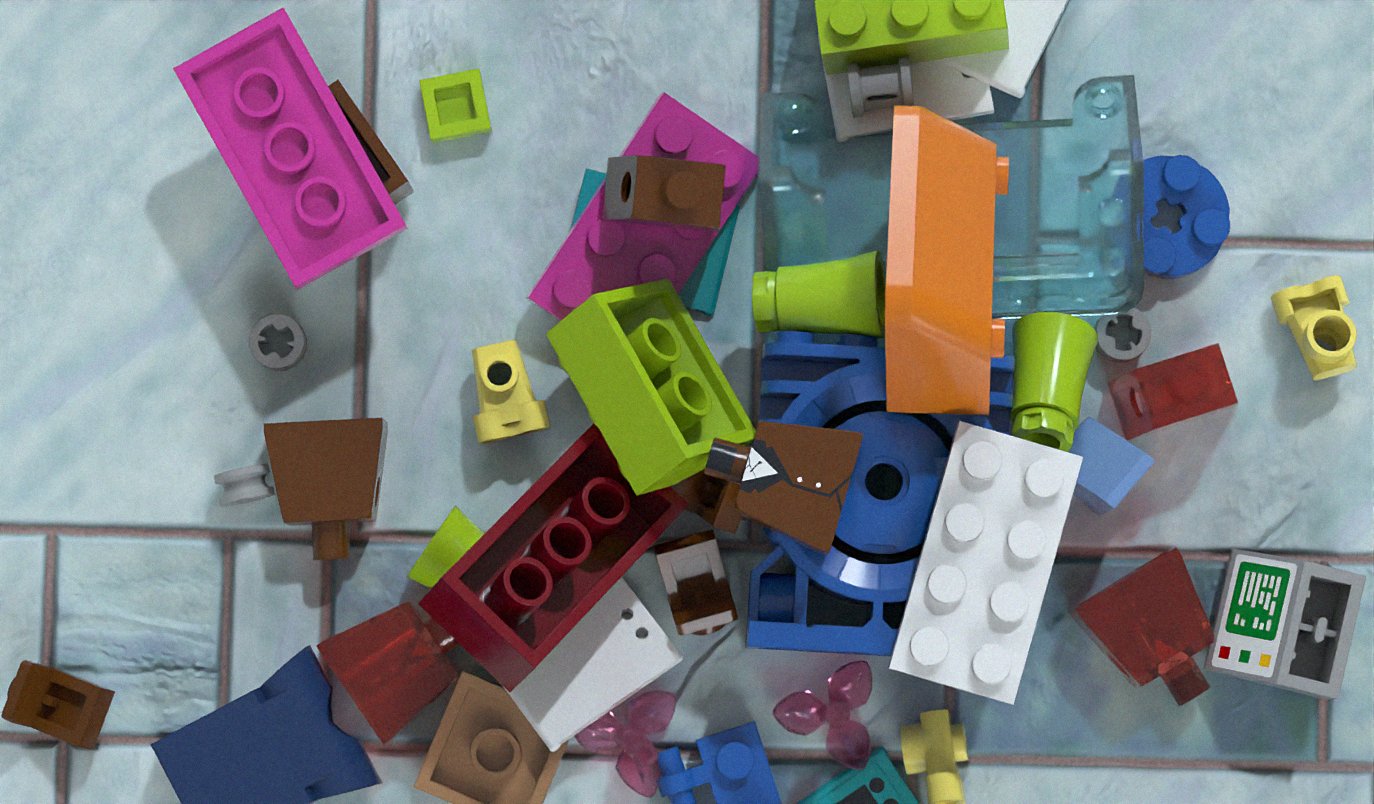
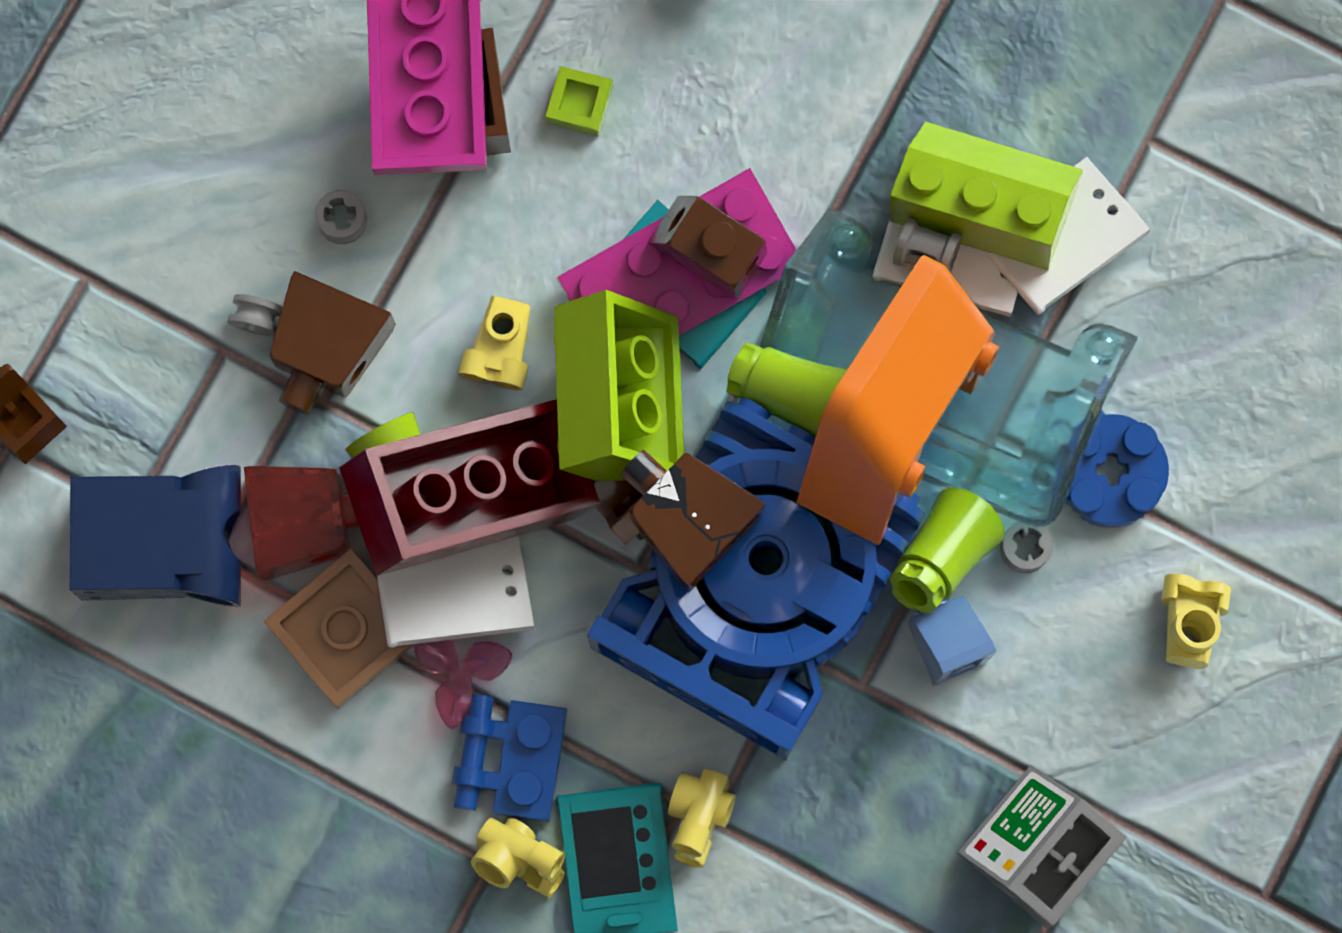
camera: 30 degrees right, 5 degrees down
(696, 583) = (575, 572): reddish brown bracket -> none
(847, 690) = (612, 725): clear pink plant -> none
(985, 562) = (814, 662): white plate -> none
(1151, 626) = (930, 793): clear red torso -> none
(1173, 392) = (1046, 611): clear red torso -> none

